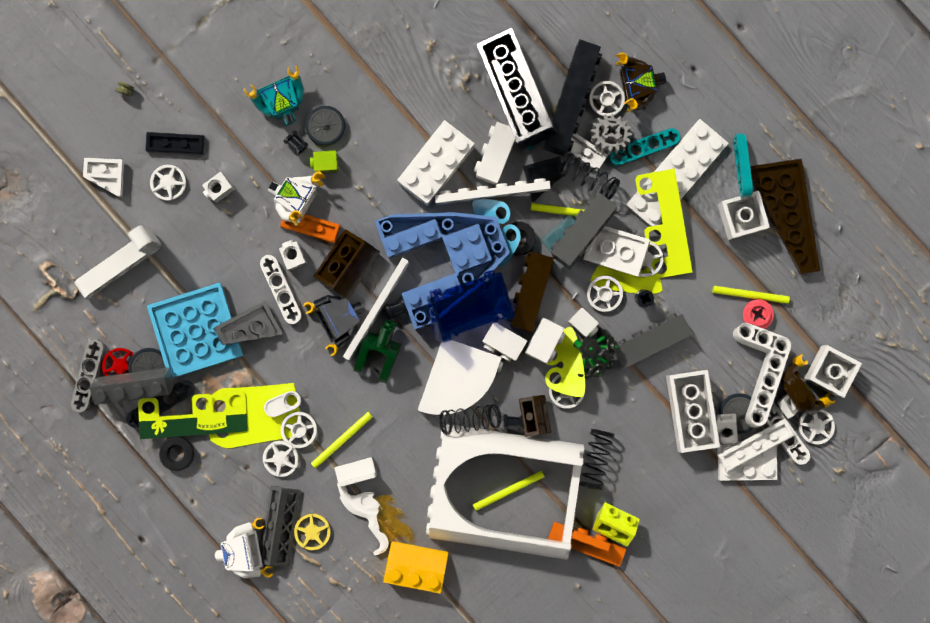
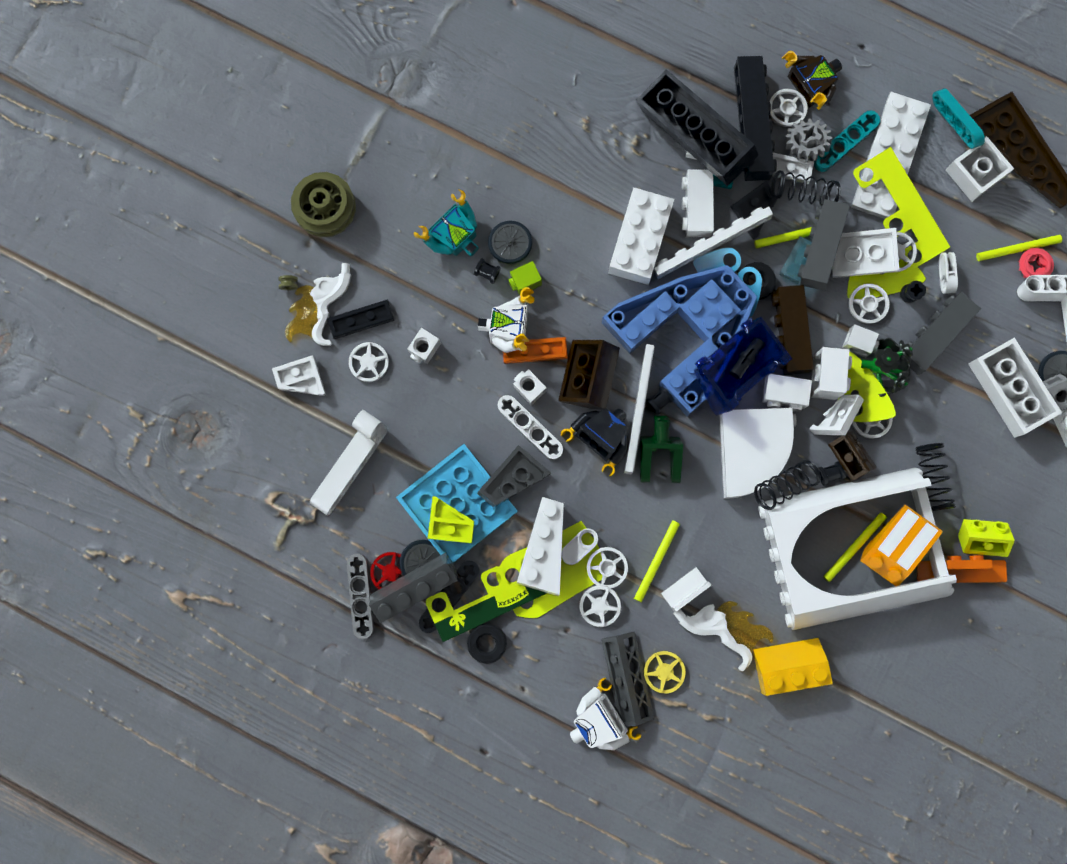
camera: 10 degrees left, 5 degrees down
(139, 118) = (313, 306): none -> piece
(170, 19) = (310, 192): none -> olive wheel
(181, 344) = (449, 524): none -> neon yellow wing
(248, 400) = (543, 555): none -> white wedge
(479, 302) = (747, 358): none -> black pin
(538, 379) = (839, 416): none -> white wing
(541, 504) = (900, 545): none -> light orange slope
(681, 293) = (948, 273): none -> white piece

